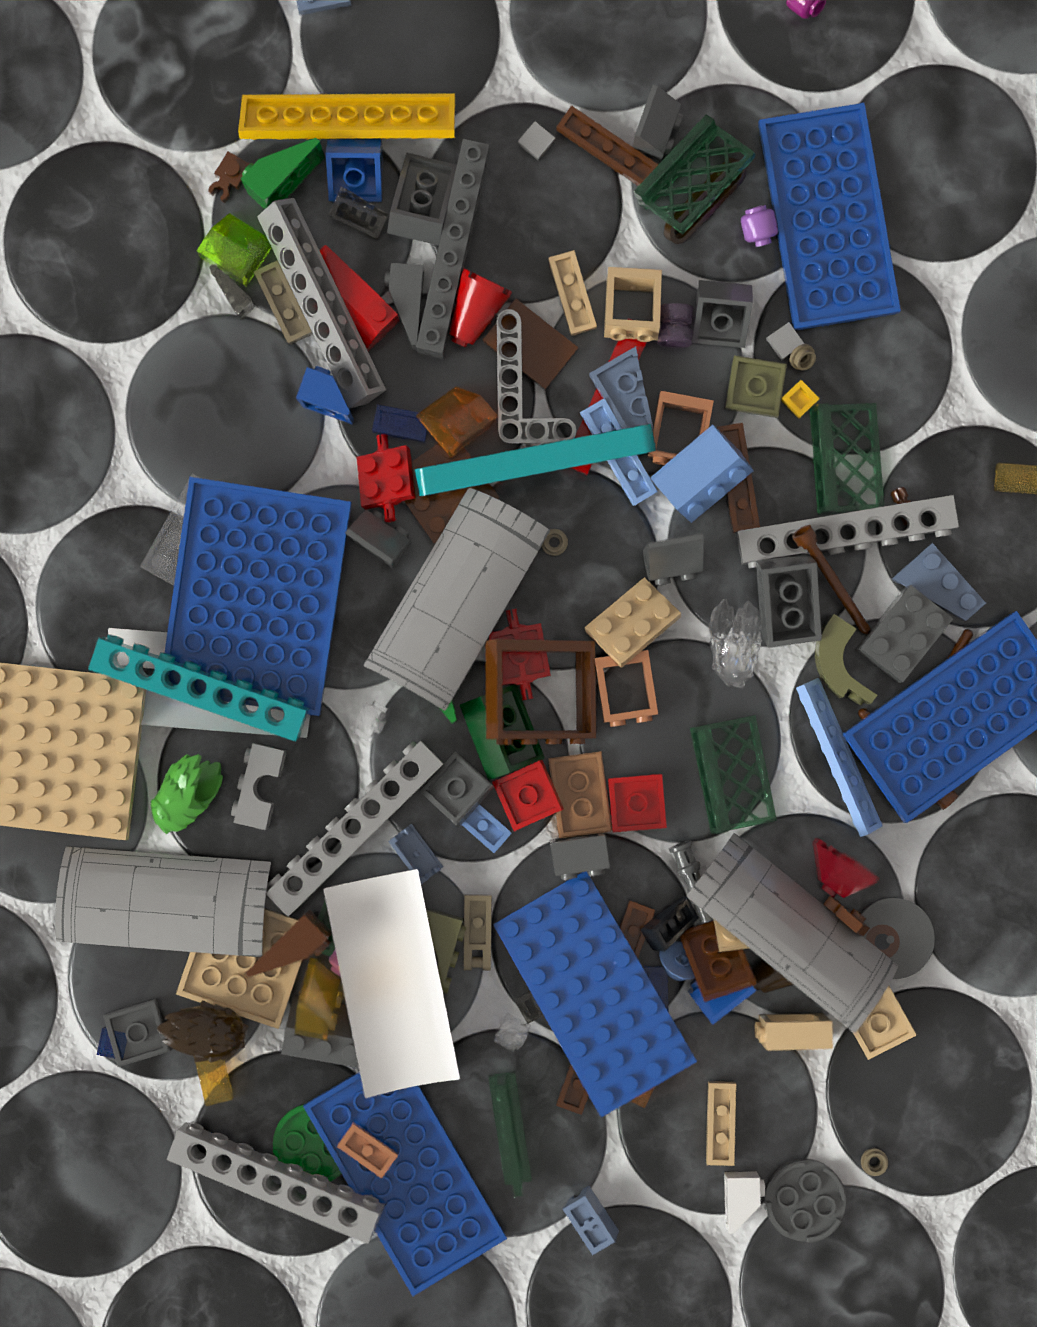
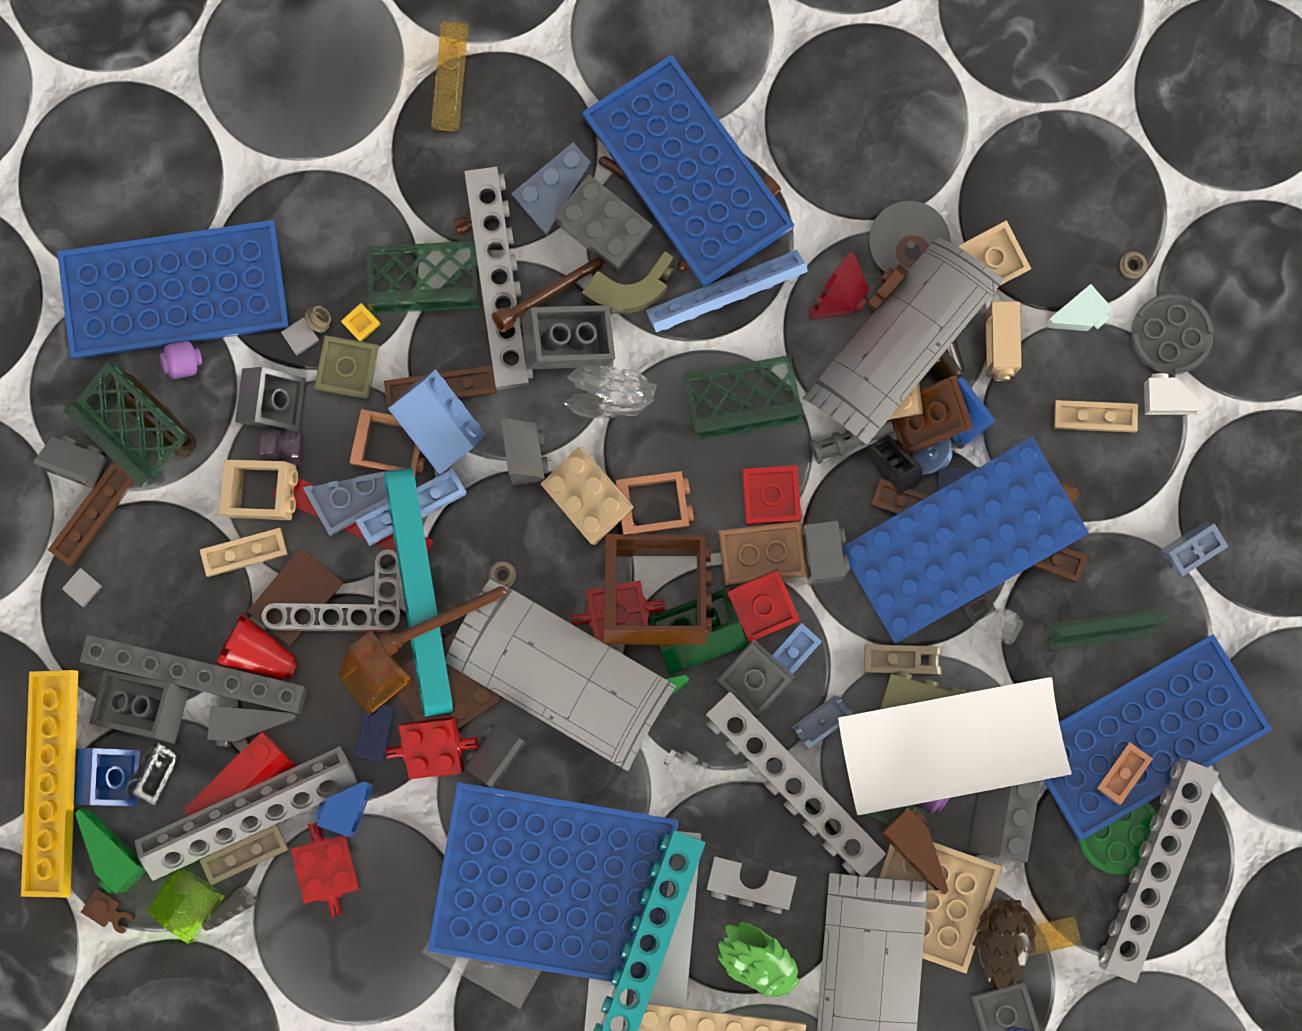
camera: 90 degrees left, 5 degrees down
(269, 379) = (324, 869): none -> red plate
(318, 1002) = (974, 822): clear yellow slope -> none
(484, 436) = (394, 641): none -> reddish brown piece
(825, 1111) = (1082, 312): none -> light aqua slope

